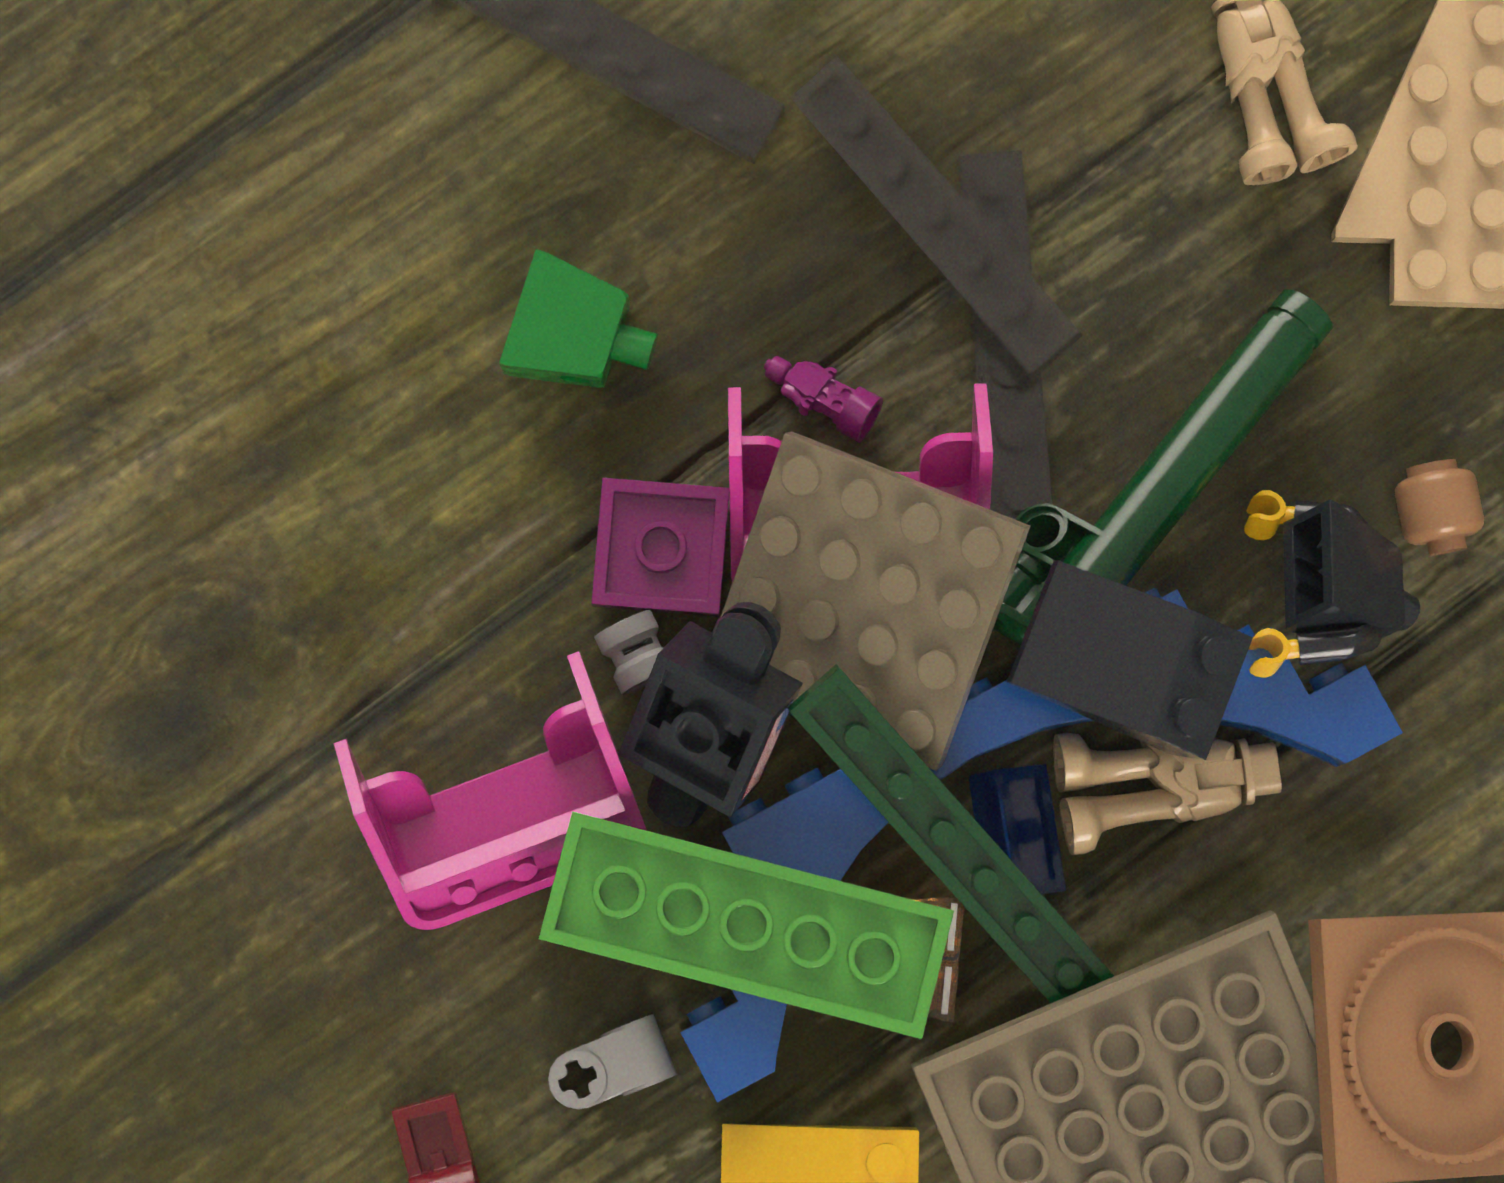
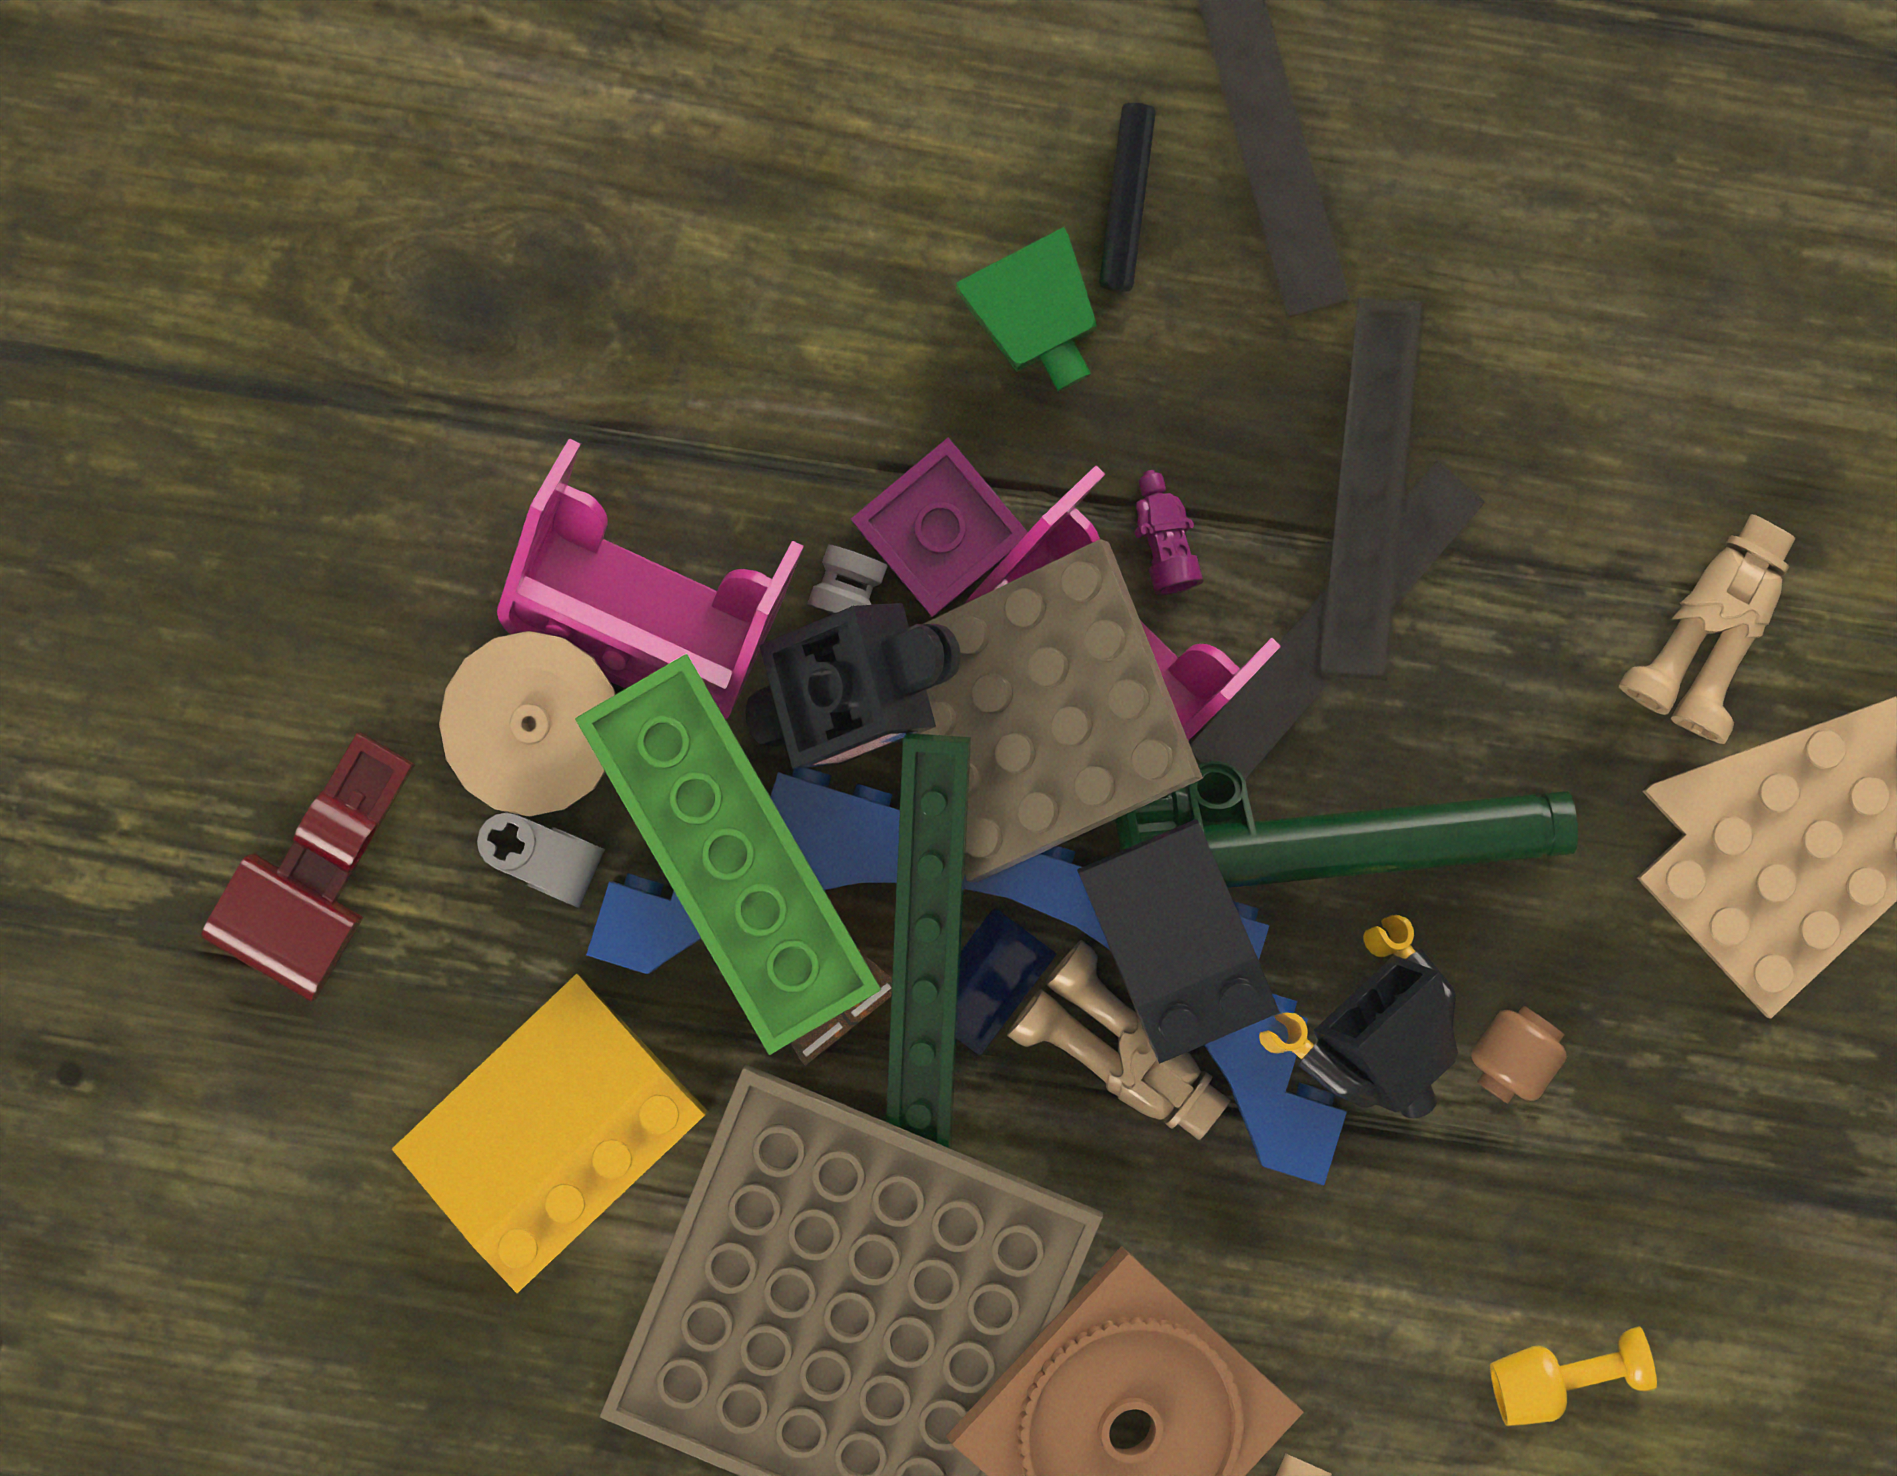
camera: 50 degrees right, 5 degrees up
(501, 989) = (514, 723): none -> tan piece
(558, 189) = (1127, 197): none -> black axle

